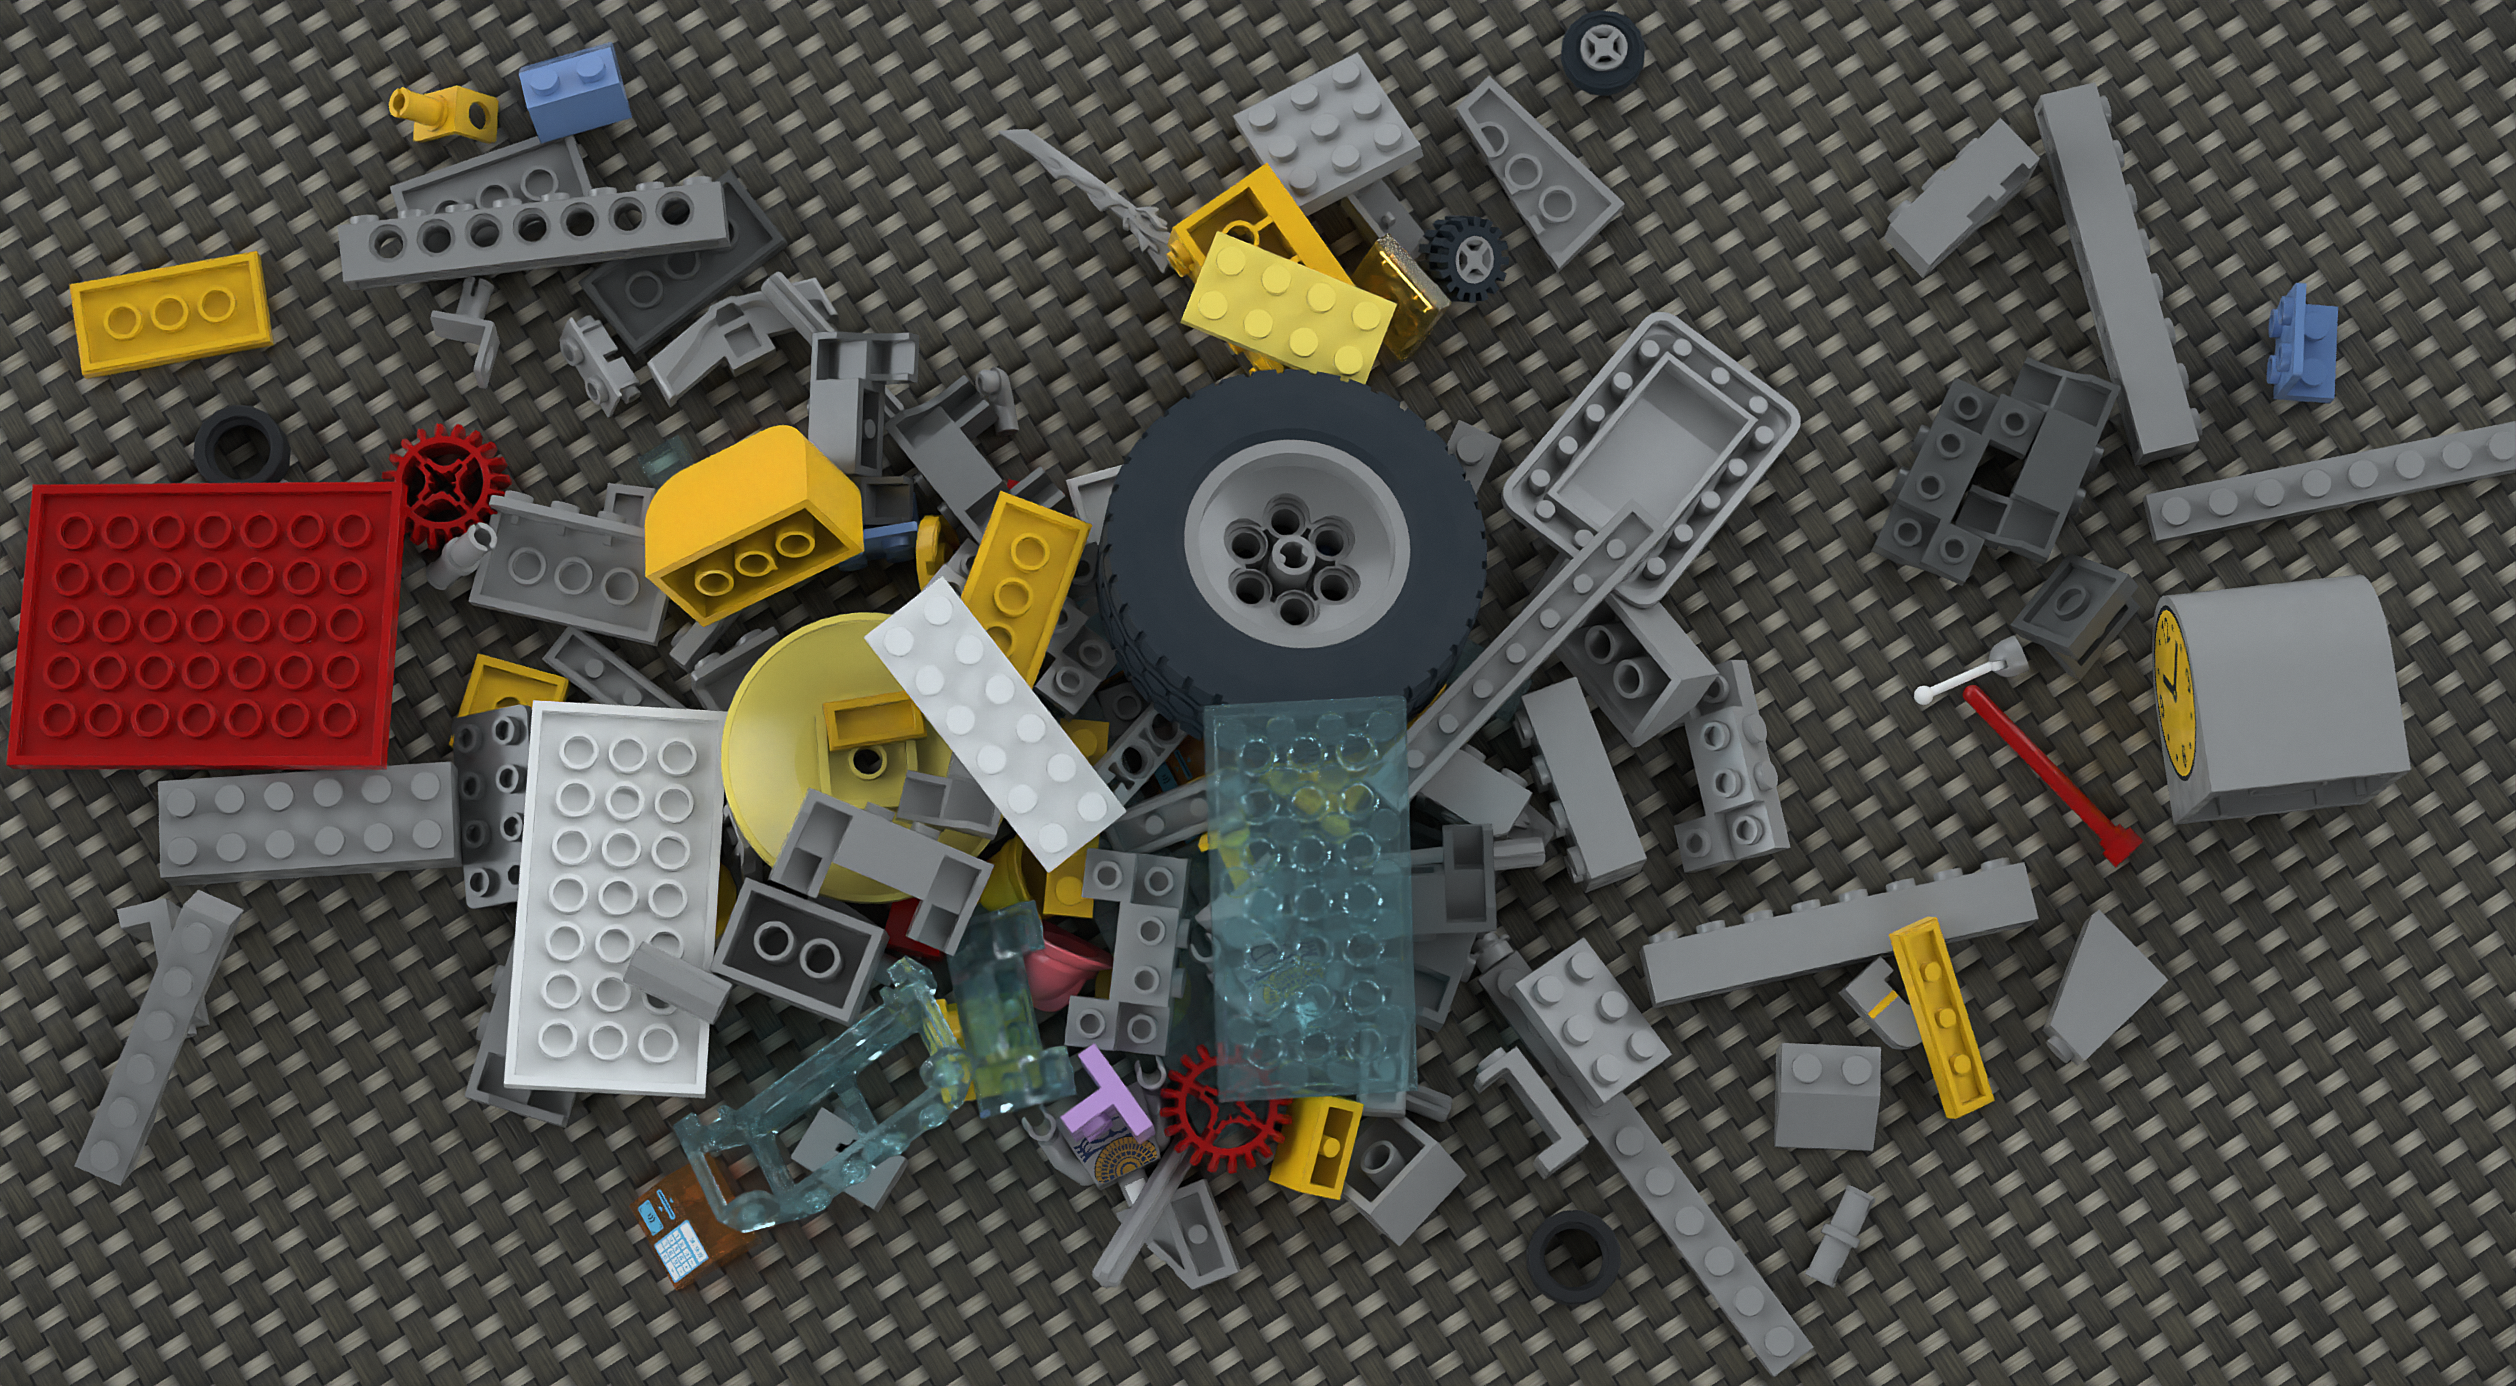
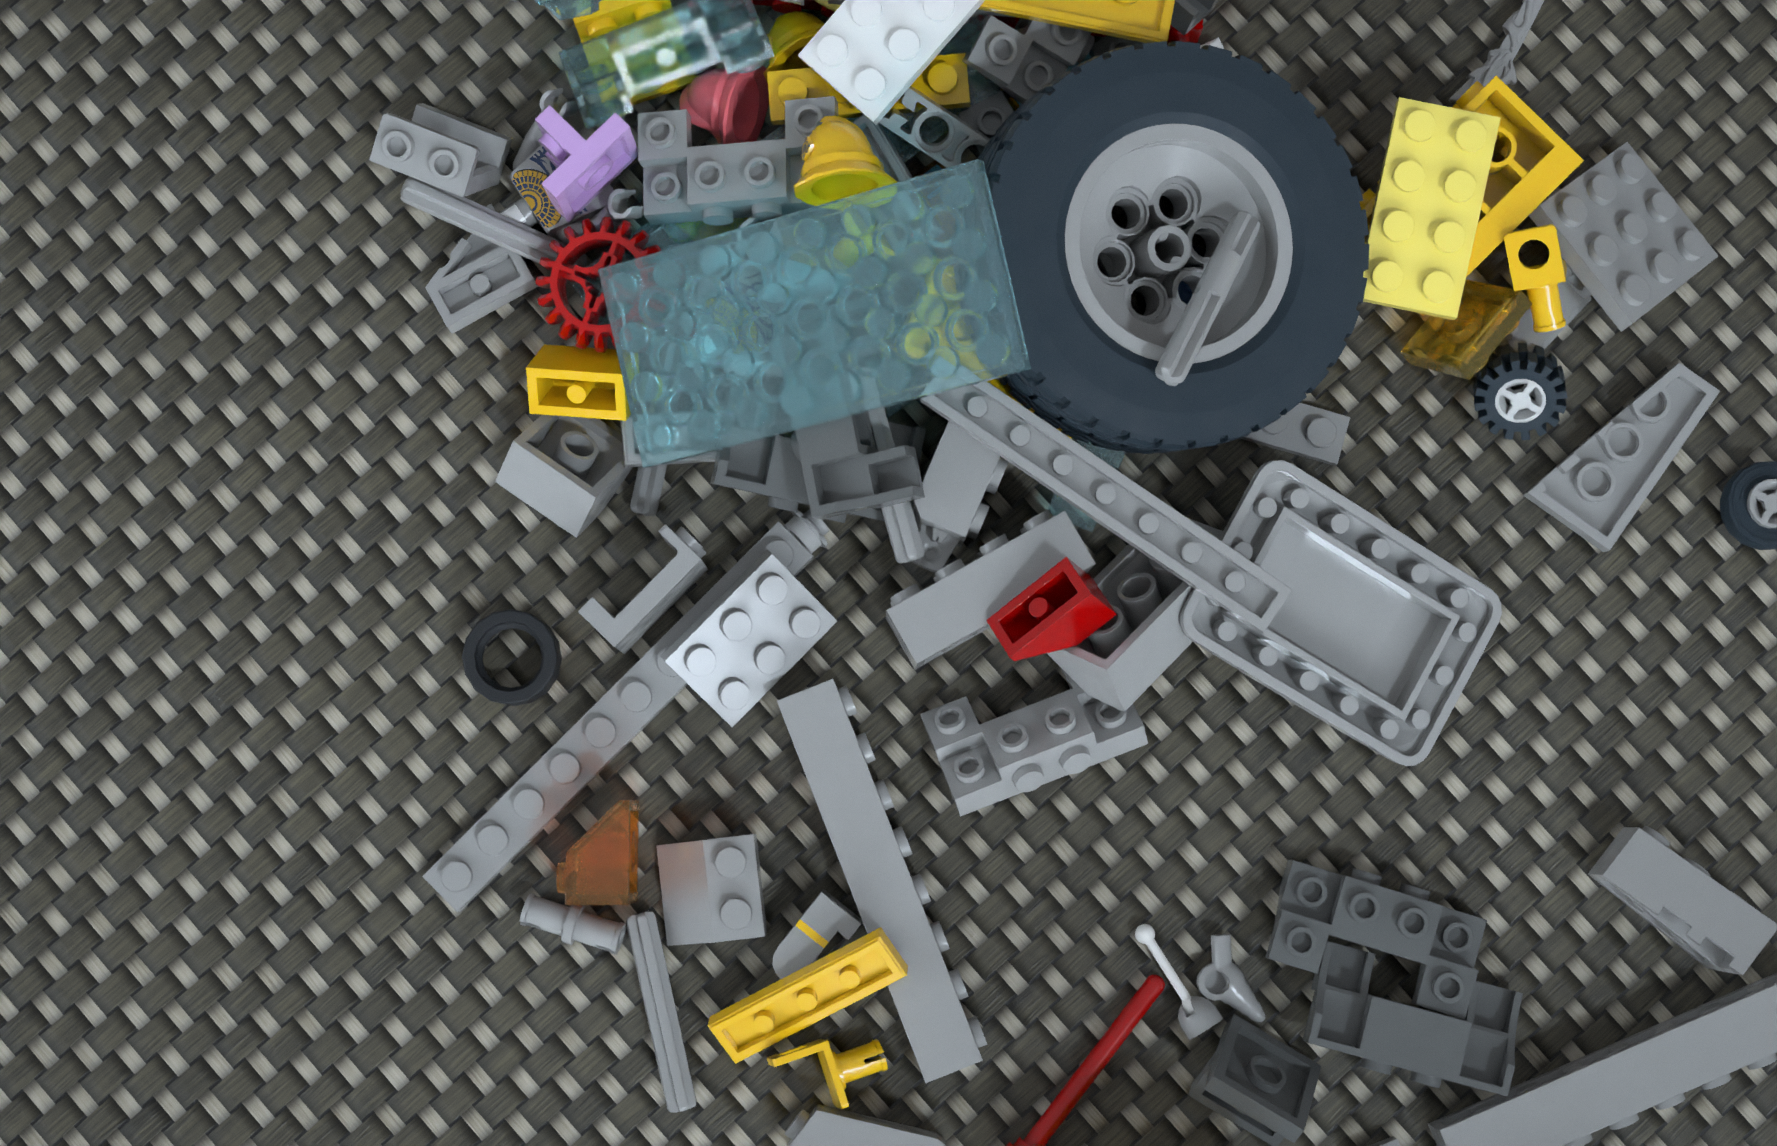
camera: 75 degrees right, 5 degrees up
(1065, 1245) = (441, 150): none -> light grey panel
(1163, 847) = (838, 163): none -> yellow piece
(1352, 526) = (1207, 298): none -> light grey axle
(1364, 222) = (1539, 280): none -> yellow bracket
(1619, 723) = (1051, 613): none -> red slope
(1786, 1190) = (604, 860): none -> clear orange slope
(1935, 1164) = (661, 1012): none -> light grey axle
(1978, 627) = (1226, 981): none -> light grey animal
(2012, 1005) = (839, 1067): none -> yellow bracket

